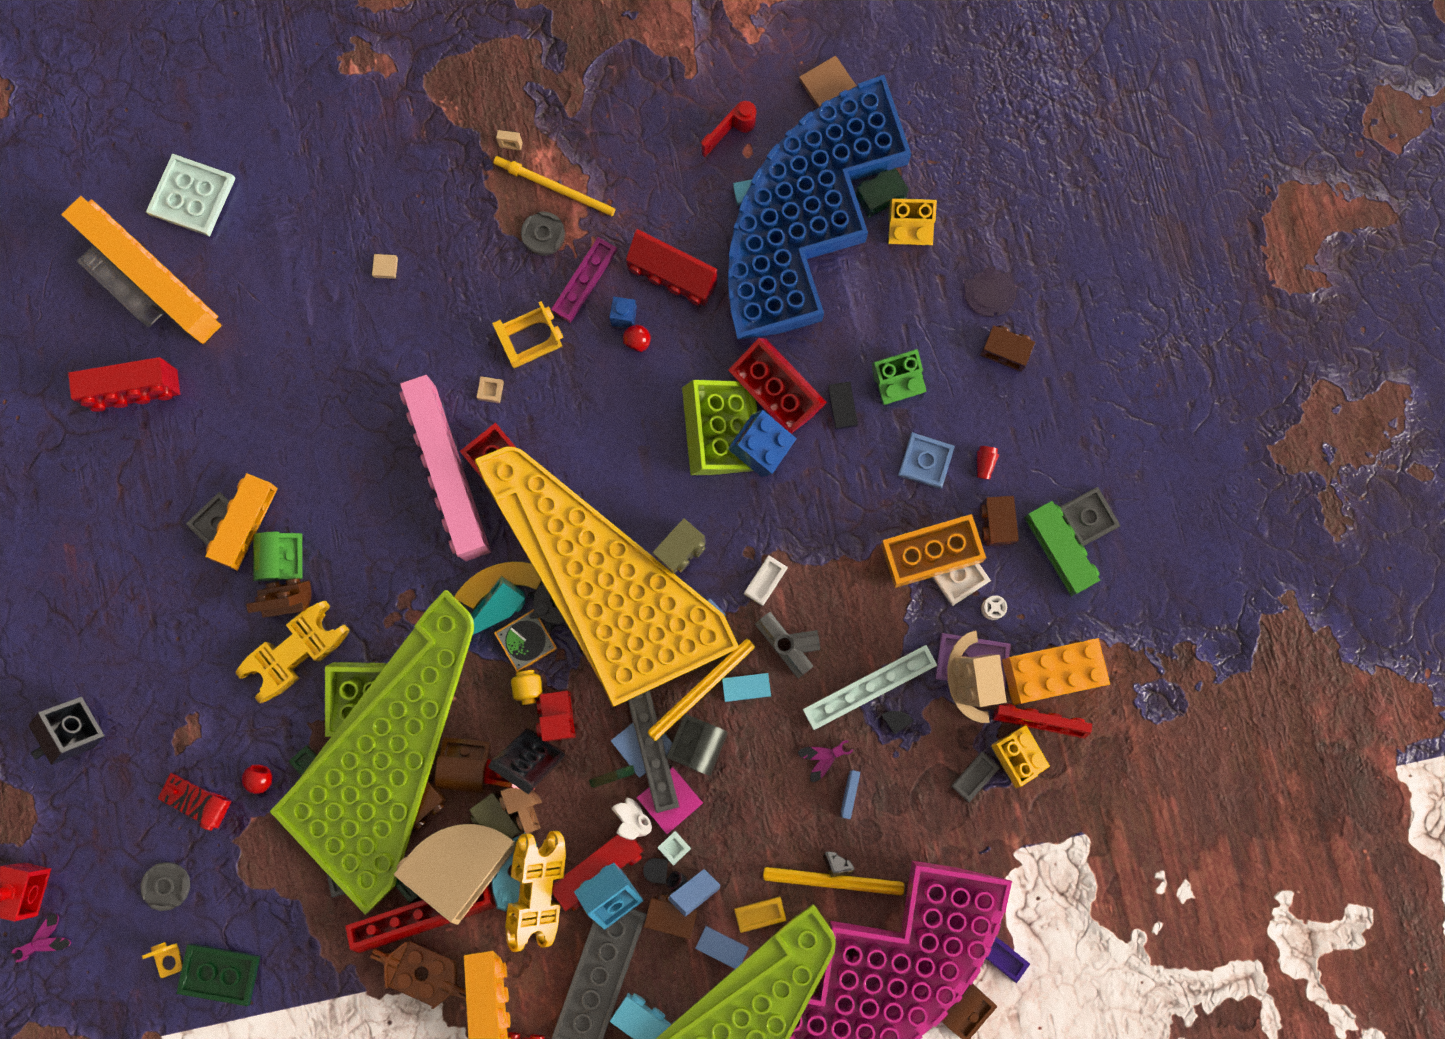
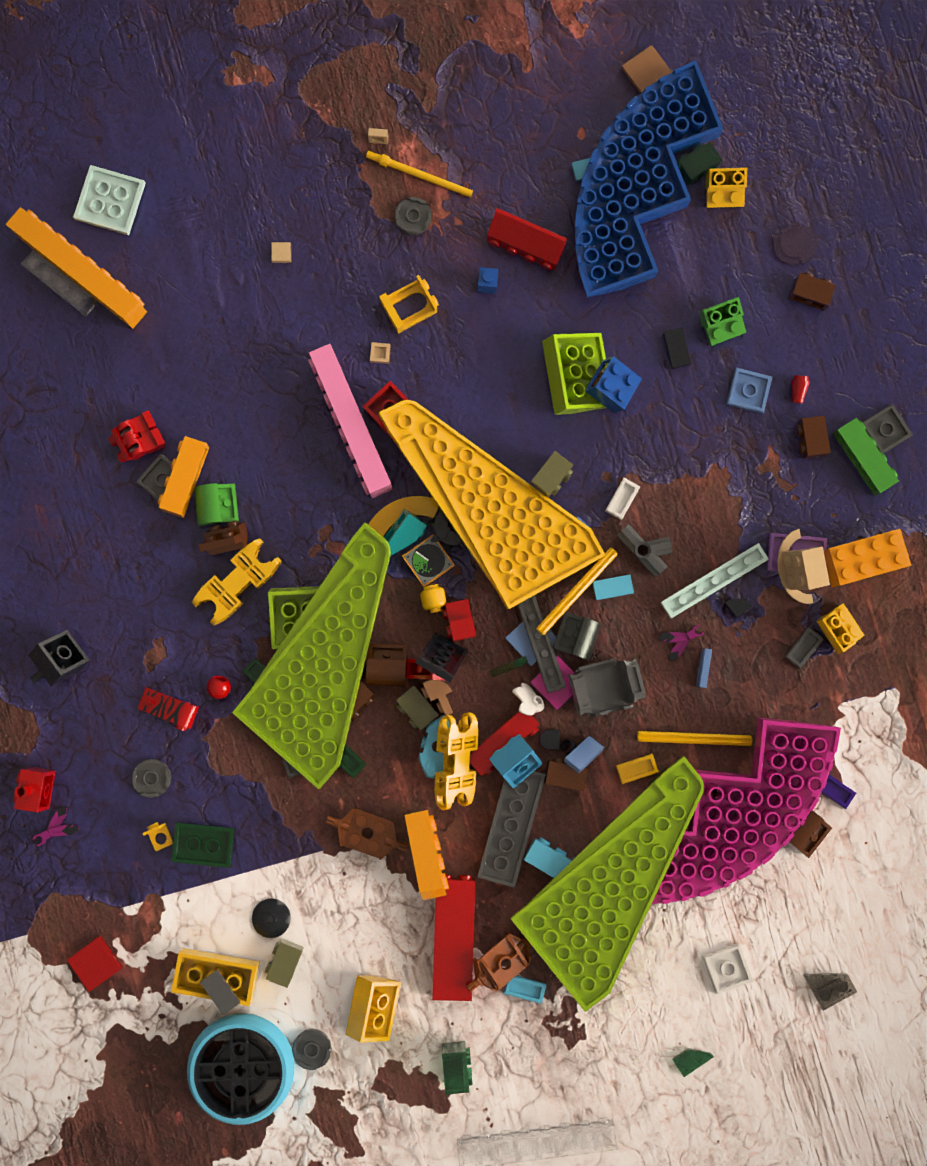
camera: 10 degrees left, 5 degrees up
(124, 384) = (73, 367): red brick -> none
(181, 476) = (129, 442): none -> red hips
(405, 923) = (364, 787): red brick -> none
(455, 867) = (391, 745): tan brick -> none
(584, 280) = (452, 254): magenta plate -> none
(637, 337) = (500, 301): red piece -> none
(674, 848) = (564, 720): light aqua plate -> none
(721, 947) = (608, 797): medium blue tile -> none
(727, 810) = (606, 687): none -> dark grey piece
(741, 117) = (575, 106): red door -> none
(777, 385) = (621, 334): red slope -> none
(837, 865) = (696, 725): tile -> none
(933, 551) = (760, 465): light orange brick -> none
(961, 582) = (781, 483): white tile -> none
(997, 604) = (815, 506): white wheel -> none
(1052, 722) = (850, 598): red plate -> none

